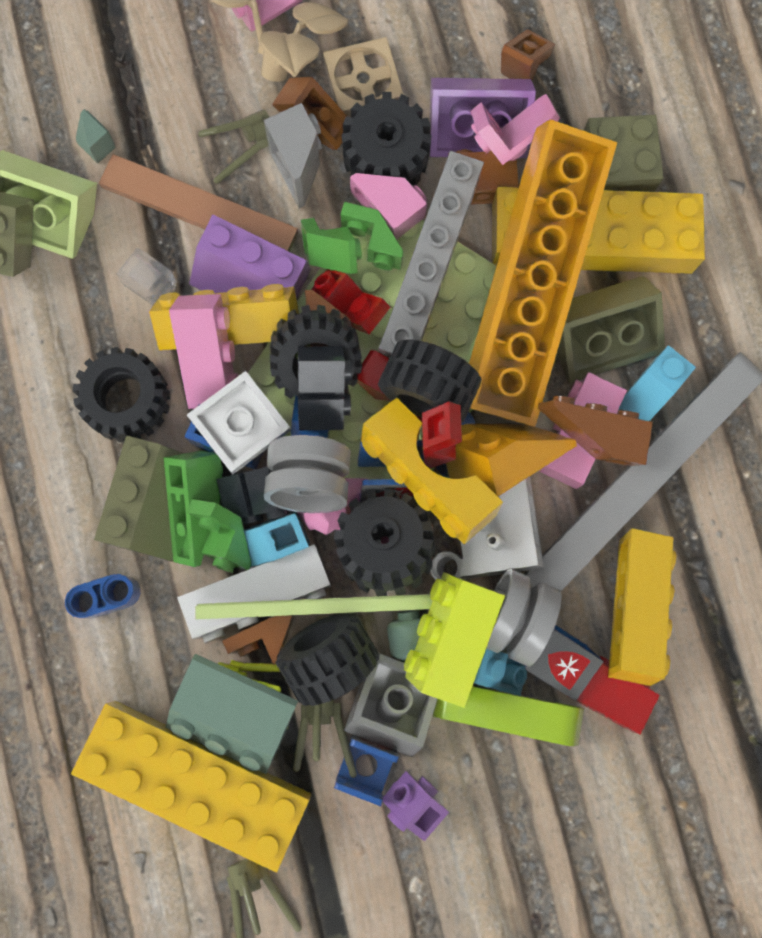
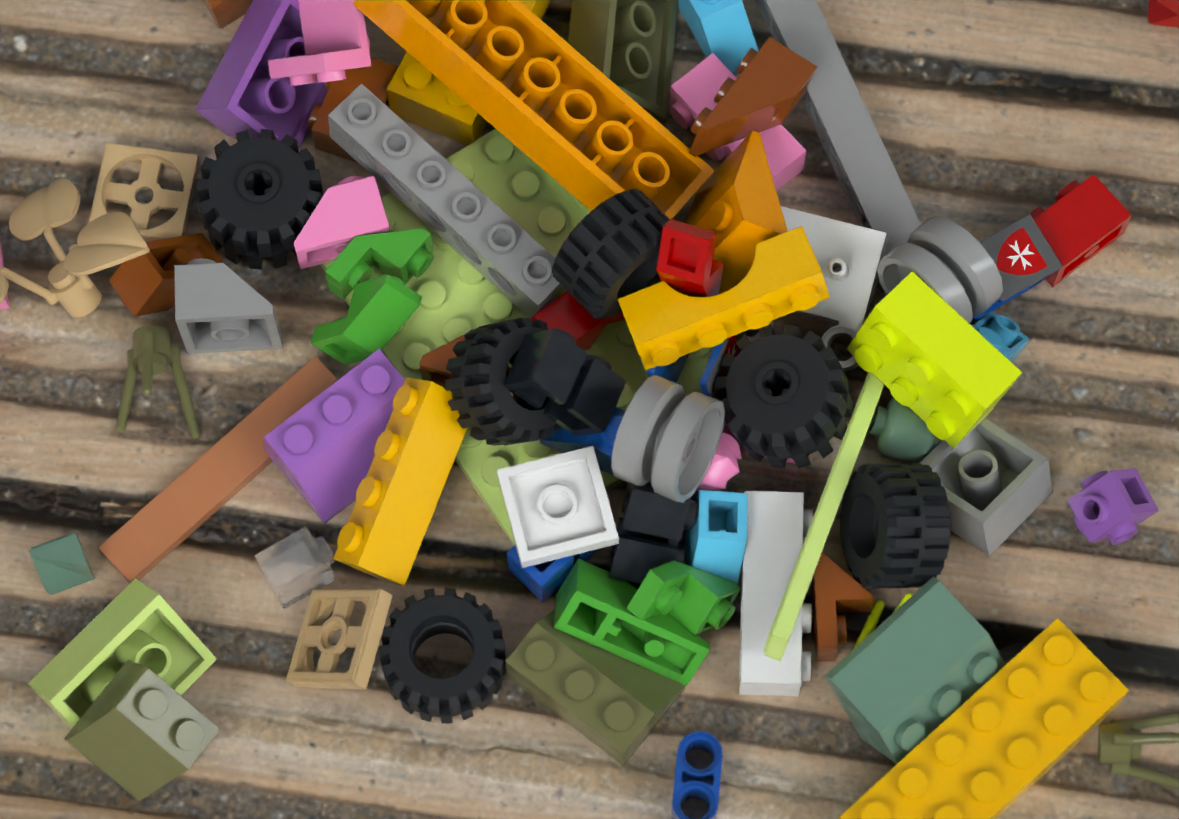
camera: 60 degrees left, 10 degrees down
(89, 315) = (318, 633): none -> tan piece
(202, 345) = (441, 516): bright pink brick -> none
(318, 716) = (959, 572): olive plant -> none
(342, 292) = (438, 325): red slope -> none
(366, 787) = (1035, 526): blue piece -> none
(516, 716) = (1050, 344): lime beam -> none
(642, 608) = (982, 149): yellow brick -> none

